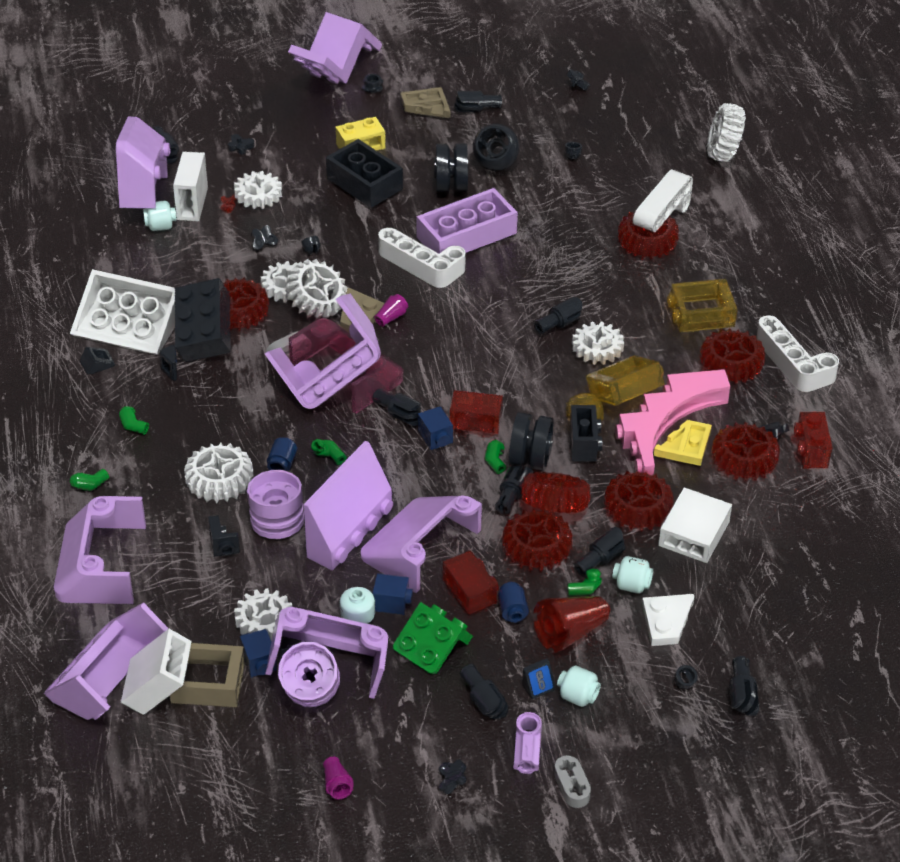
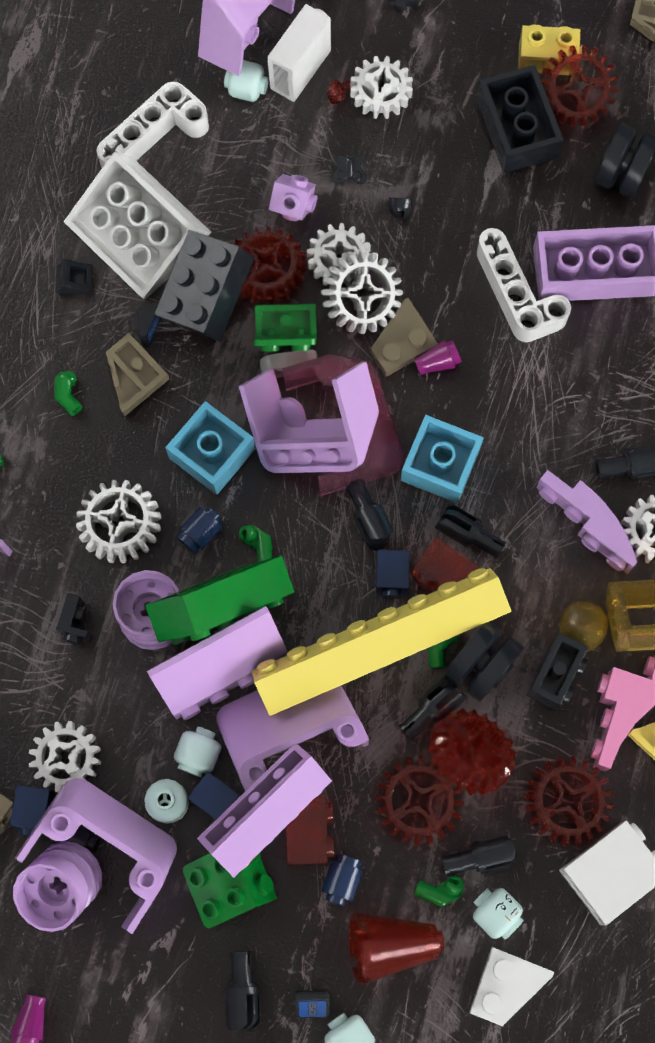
camera: 30 degrees right, 30 degrees up
(108, 250) = (150, 132): none -> white beam
(176, 391) = (133, 373): none -> dark tan wing
(228, 254) = (293, 197): none -> lavender brick
(262, 406) = (211, 447): none -> medium azure brick
(272, 327) = (285, 325): none -> green bracket
(319, 459) = (219, 601): none -> green brick
(361, 572) = (197, 752): none -> light aqua head
(394, 132) = (576, 72): none -> clear red gear
(429, 355) = (441, 459): none -> medium azure brick
(434, 562) = (264, 809): none -> lavender brick
(451, 452) = (380, 640): none -> light yellow brick
(473, 384) = (468, 530): none -> black arm
(555, 351) = (601, 527): none -> lavender slope

